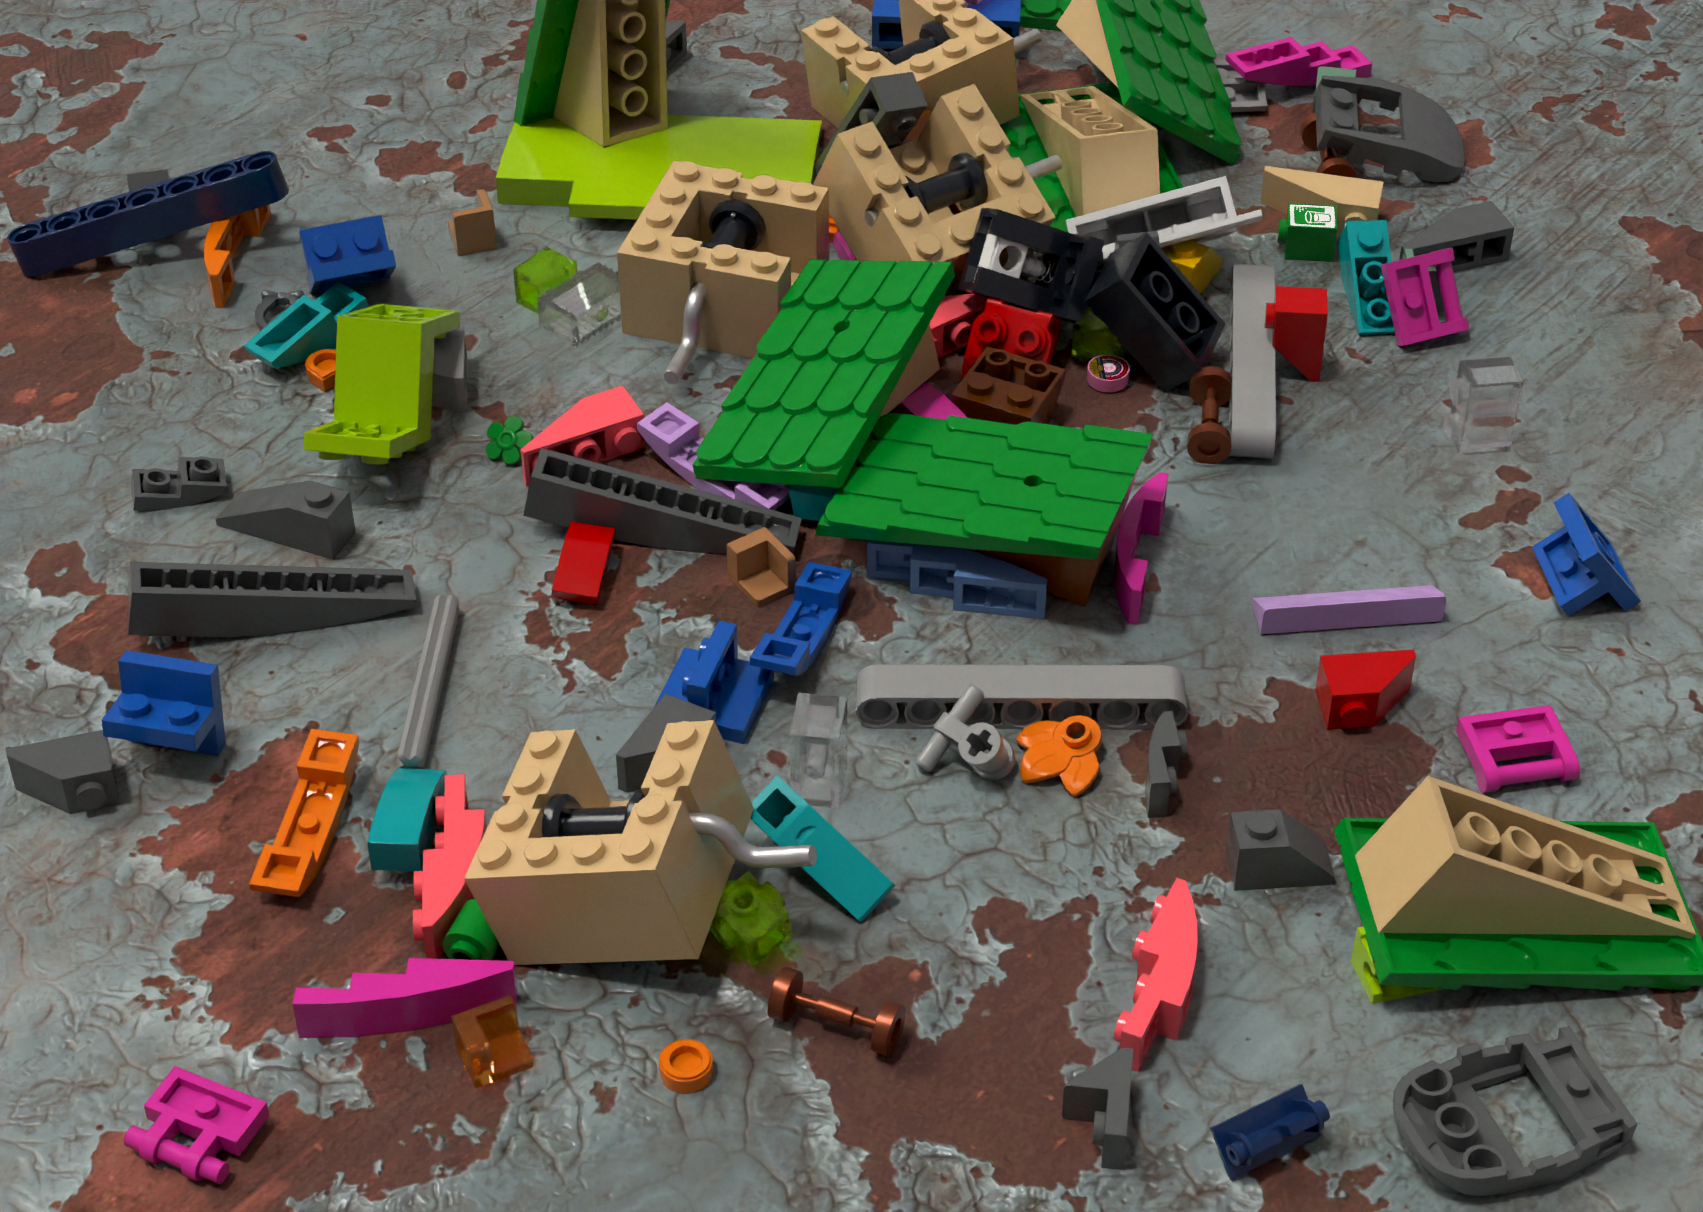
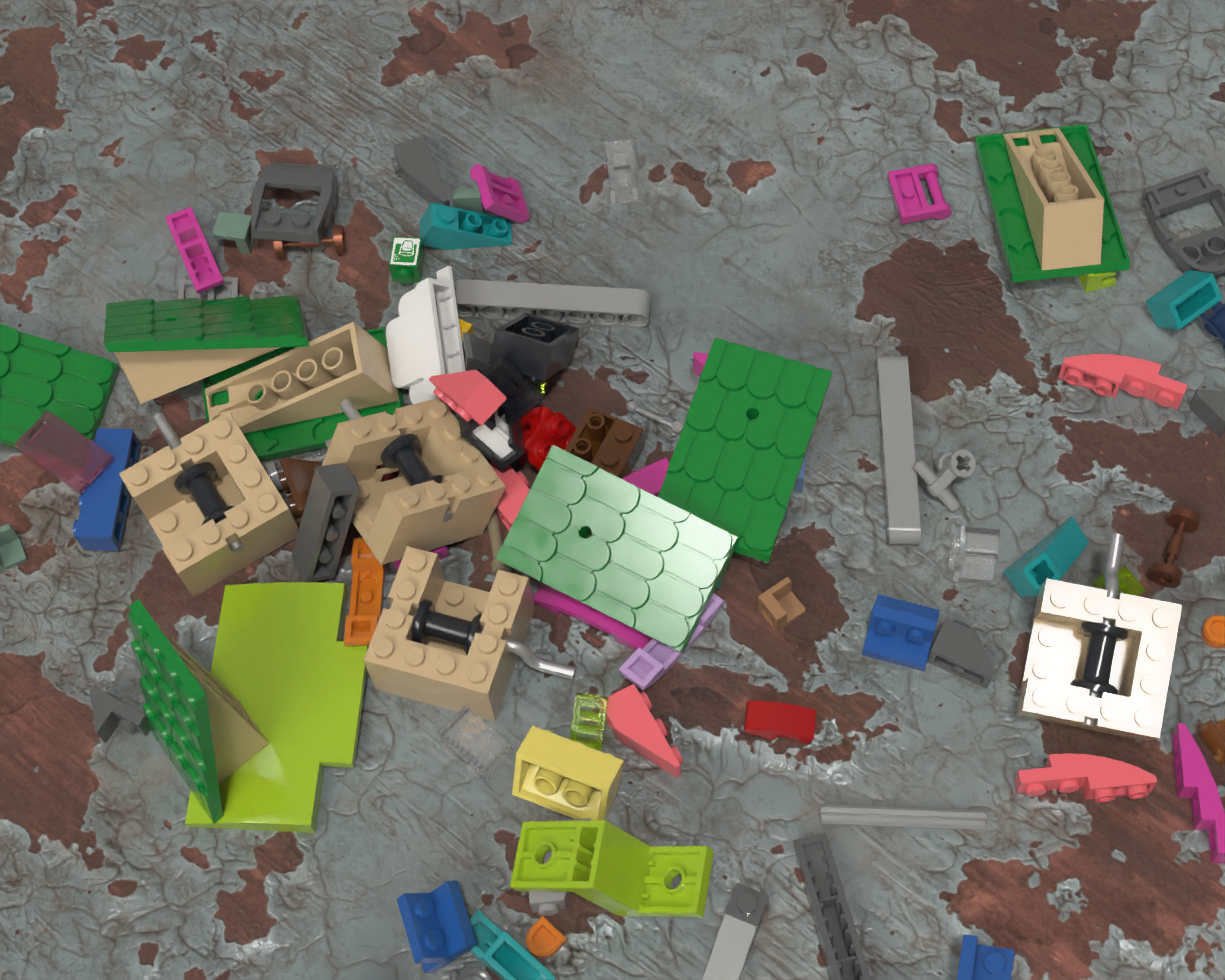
camera: 85 degrees left, 20 degrees up
(311, 816) = (1051, 880): orange slope -> none
(405, 819) = (1041, 811): teal slope -> none
(470, 935) = (1141, 754): green brick -> none
(474, 228) = (365, 841): medium nougat panel -> none
(507, 440) = (641, 788): green plant -> none
(525, 359) = (566, 775): none -> light yellow slope
(539, 273) = (446, 775): clear neon green brick -> none
(584, 380) = (590, 701): none -> clear neon green slope
(645, 508) = (730, 674): dark grey slope -> none
(807, 622) = (840, 579): blue slope -> none
(1028, 195) = (468, 394): none -> coral slope
(1056, 754) = (943, 432): orange plate -> none
(1108, 373) = (558, 392): tile -> none
(1165, 752) = (942, 372): dark grey slope -> none
(1209, 440) = (613, 330): copper wheel -> none
(1275, 852) = (1020, 320): dark grey slope -> none
(1299, 327) = (542, 261): red slope -> none
(1328, 1062) = (1184, 299): none -> teal brick
(1349, 609) = (795, 269): lavender slope -> none
(1353, 197) = (370, 245): tan slope -> none
(1362, 687) = (878, 264): red slope -> none
(1582, 562) = (762, 143): blue bracket -> none

